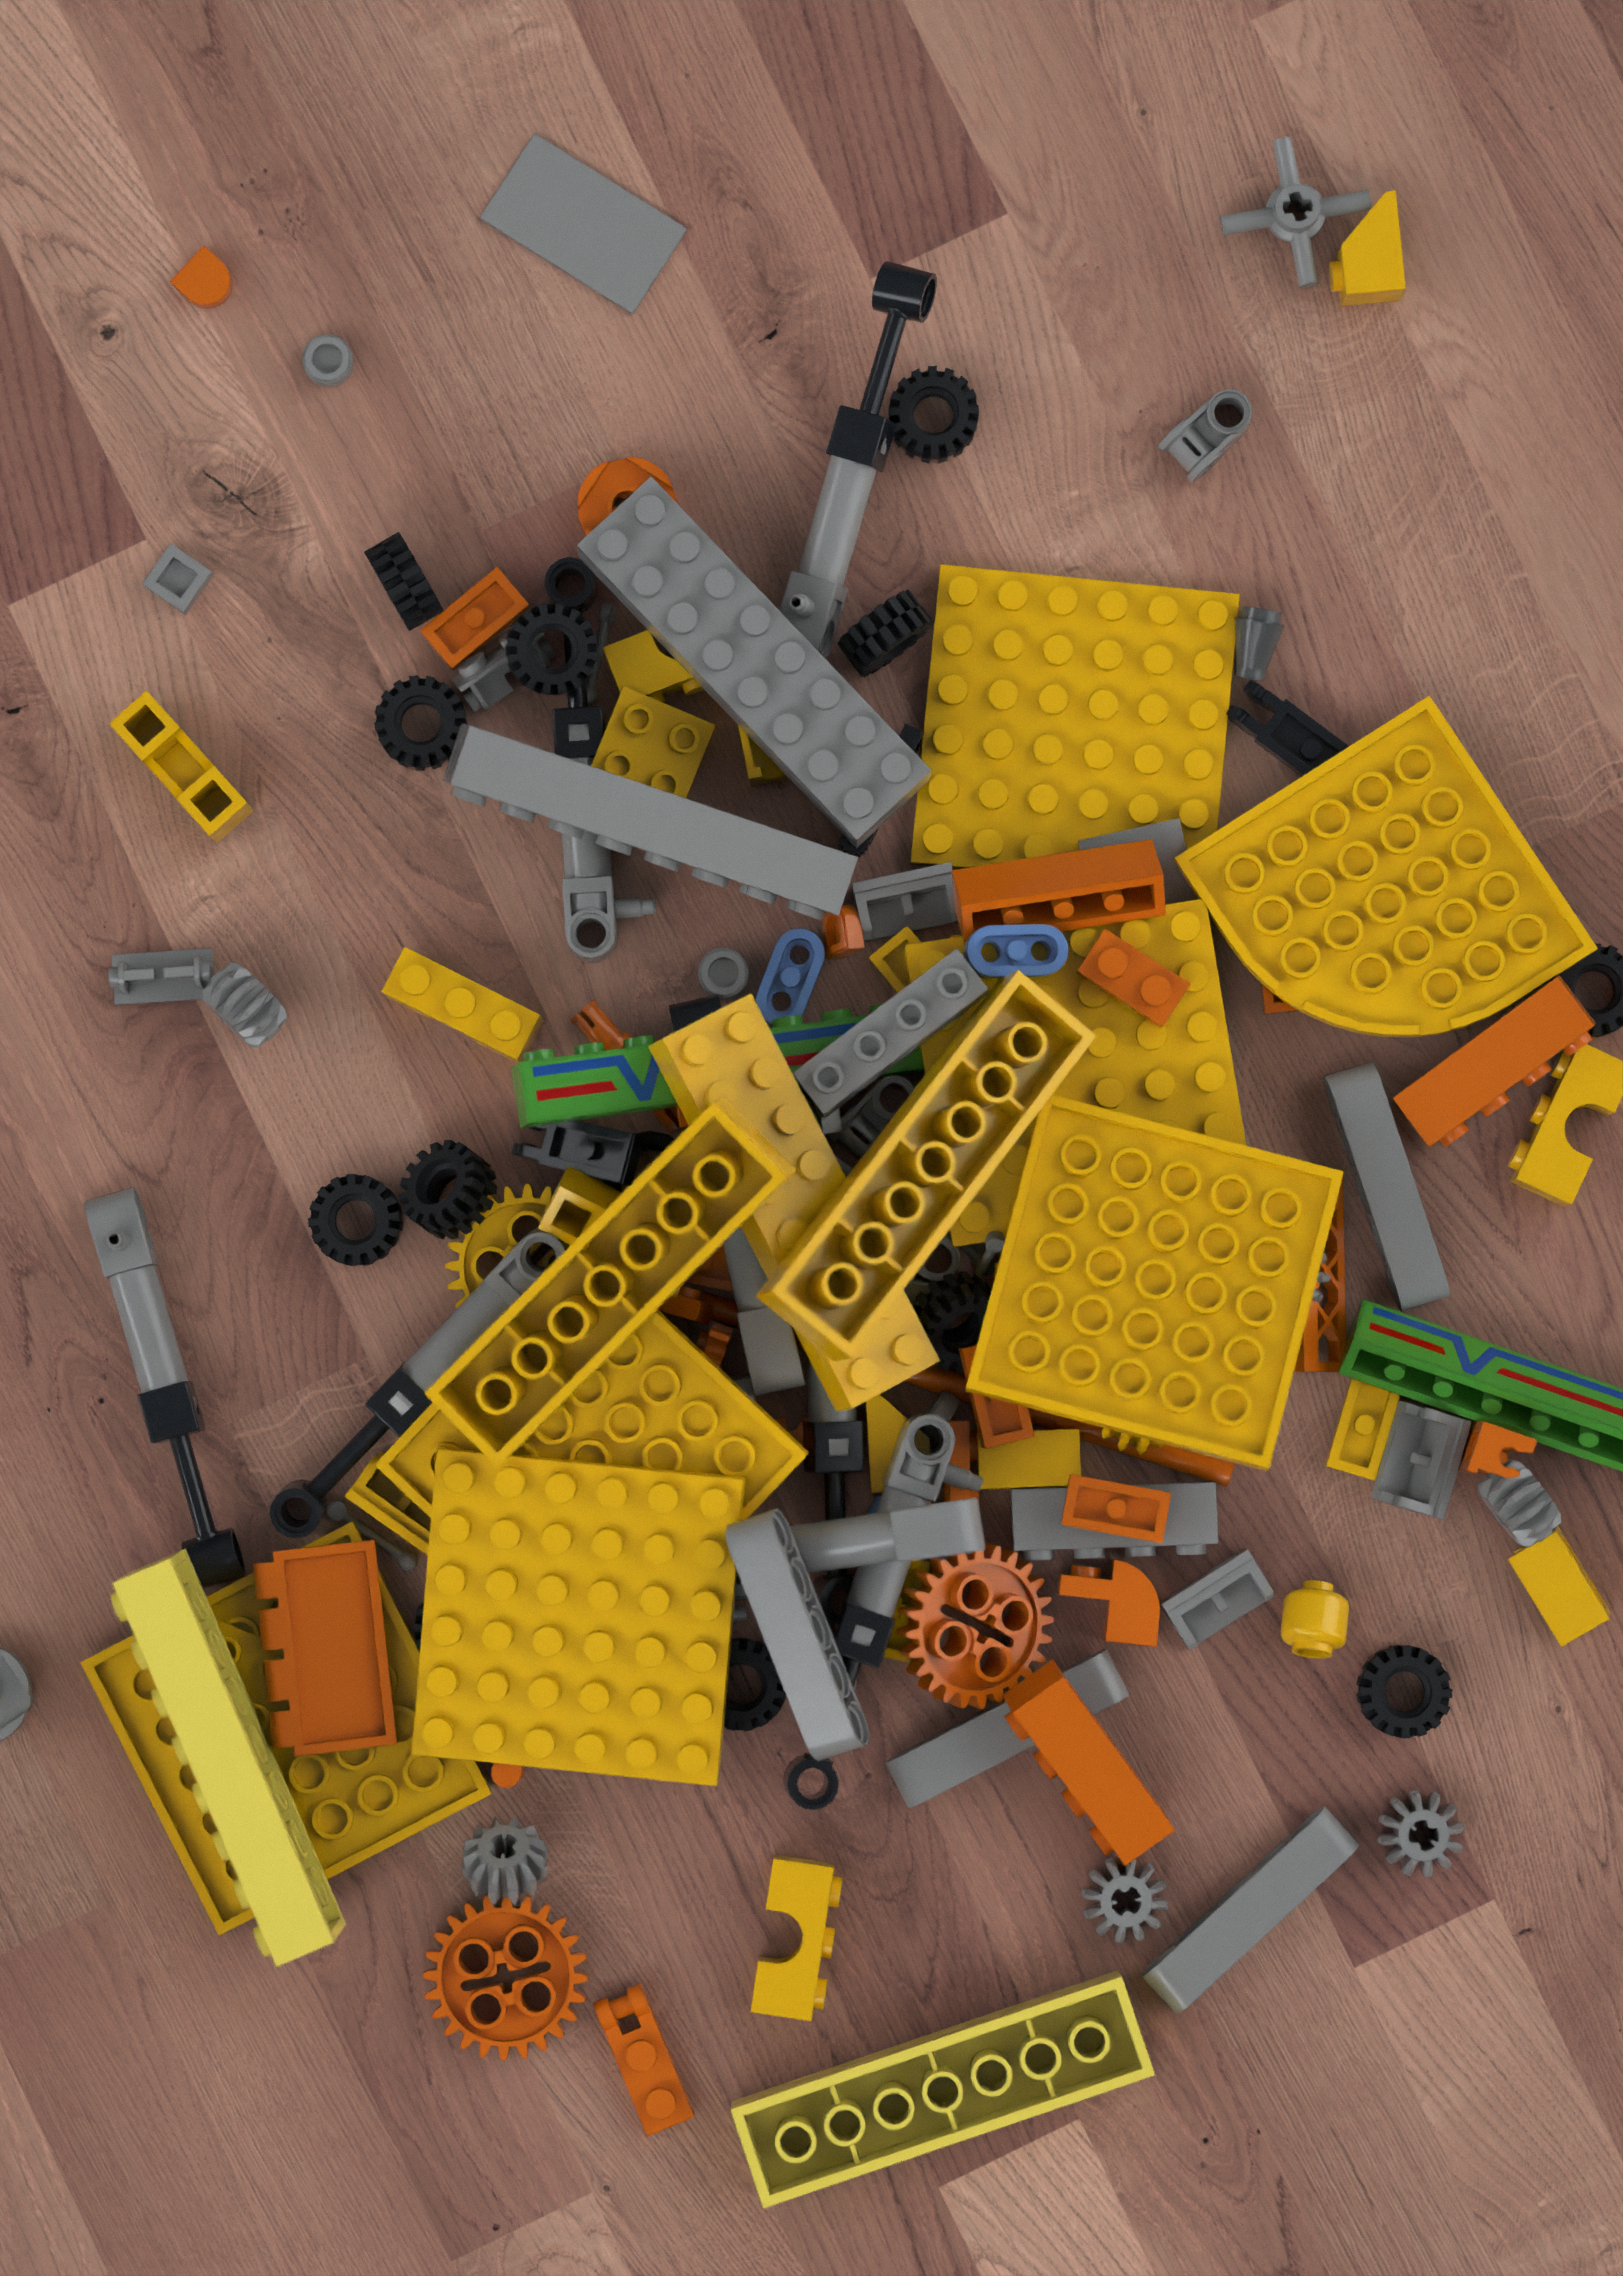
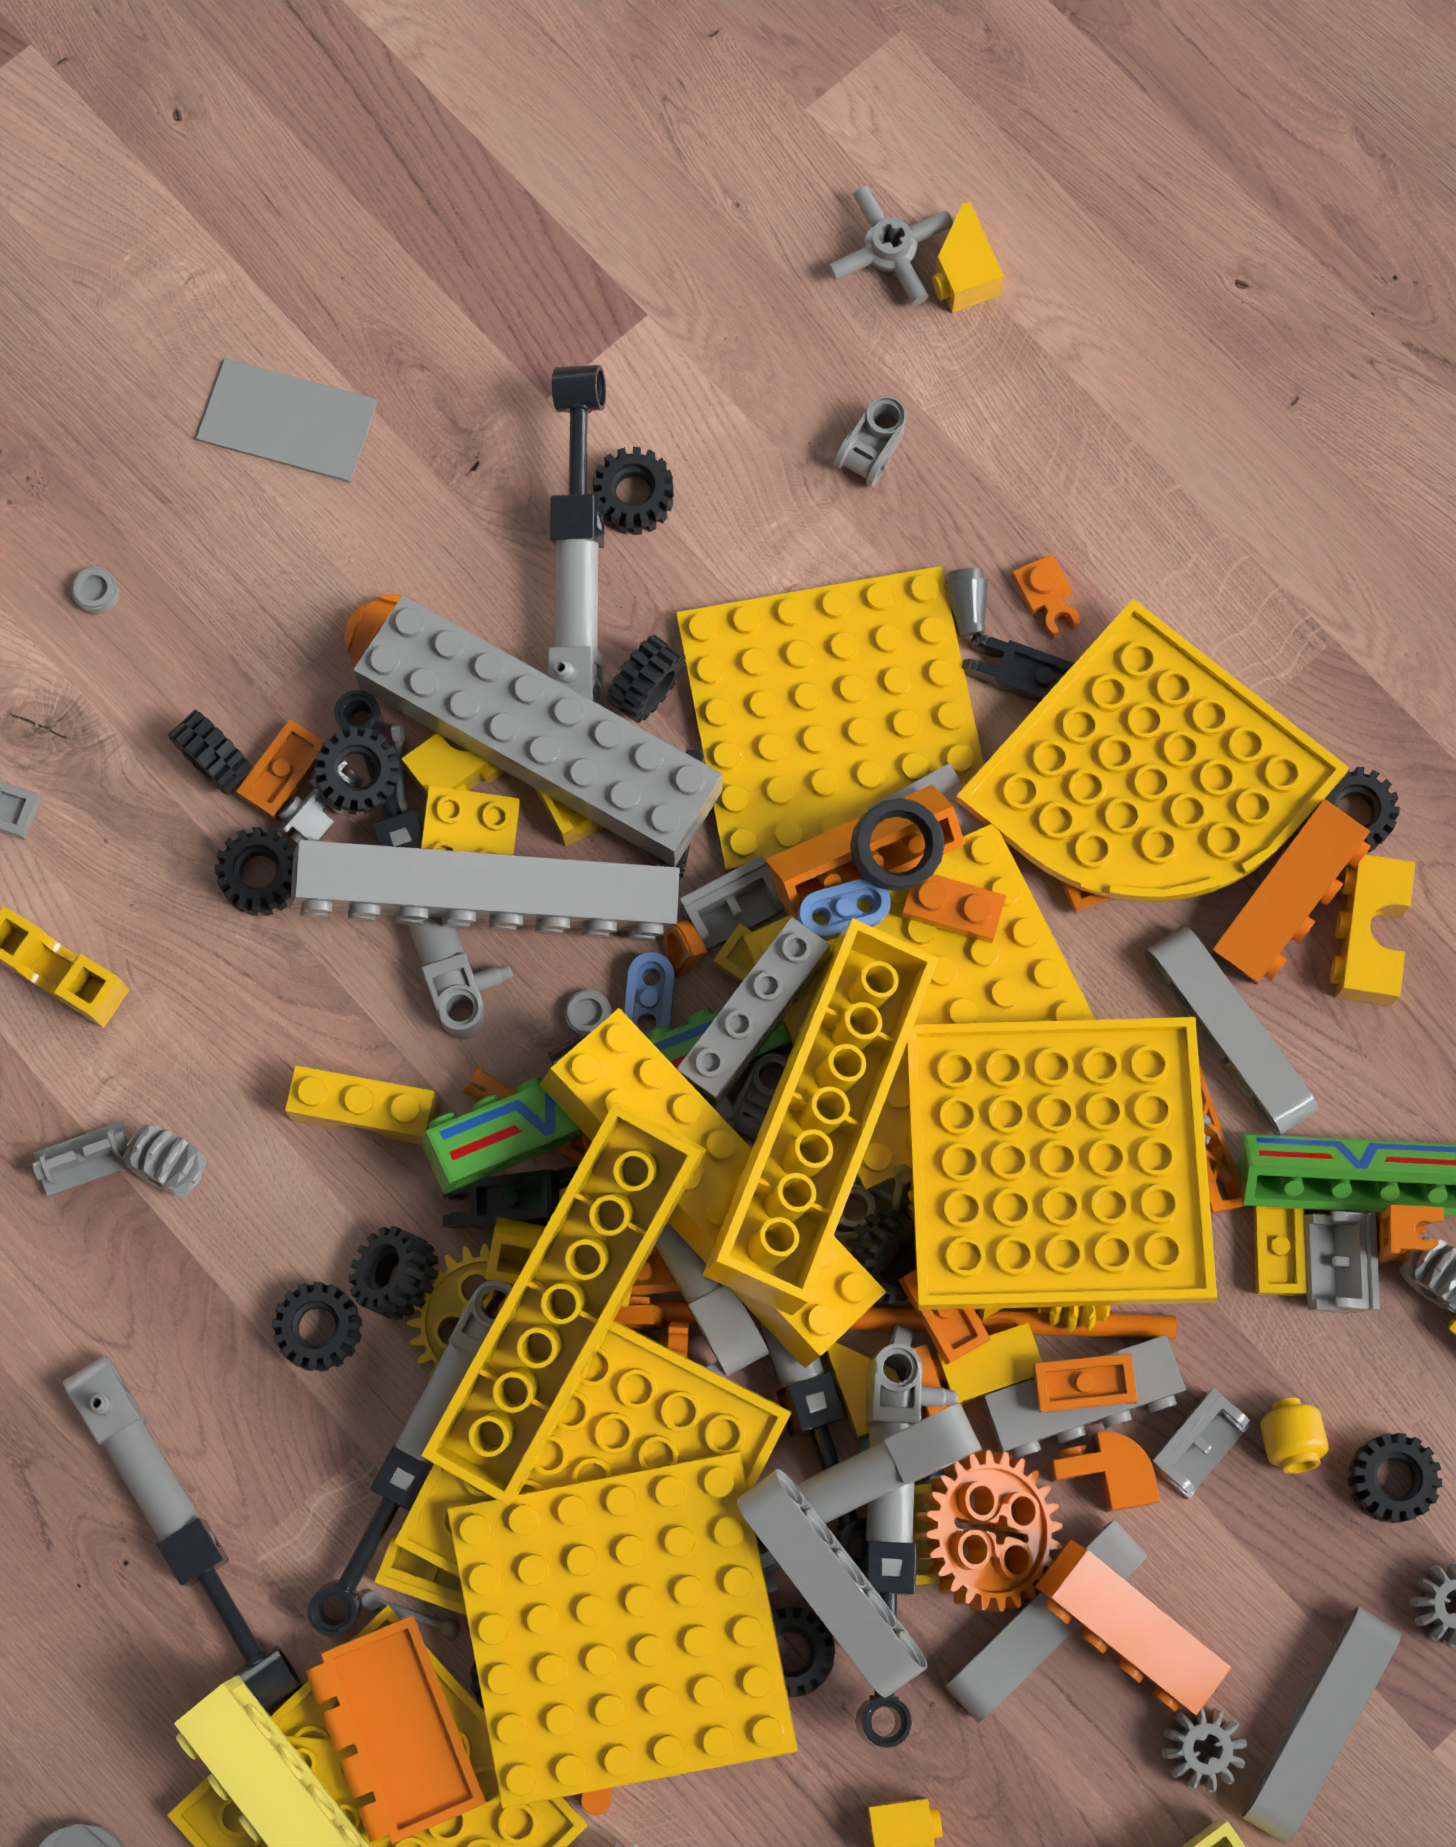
camera: 20 degrees left, 10 degrees down
(1112, 934) = (926, 823): none -> black tyre
(1343, 649) = (1045, 590): none -> orange plate

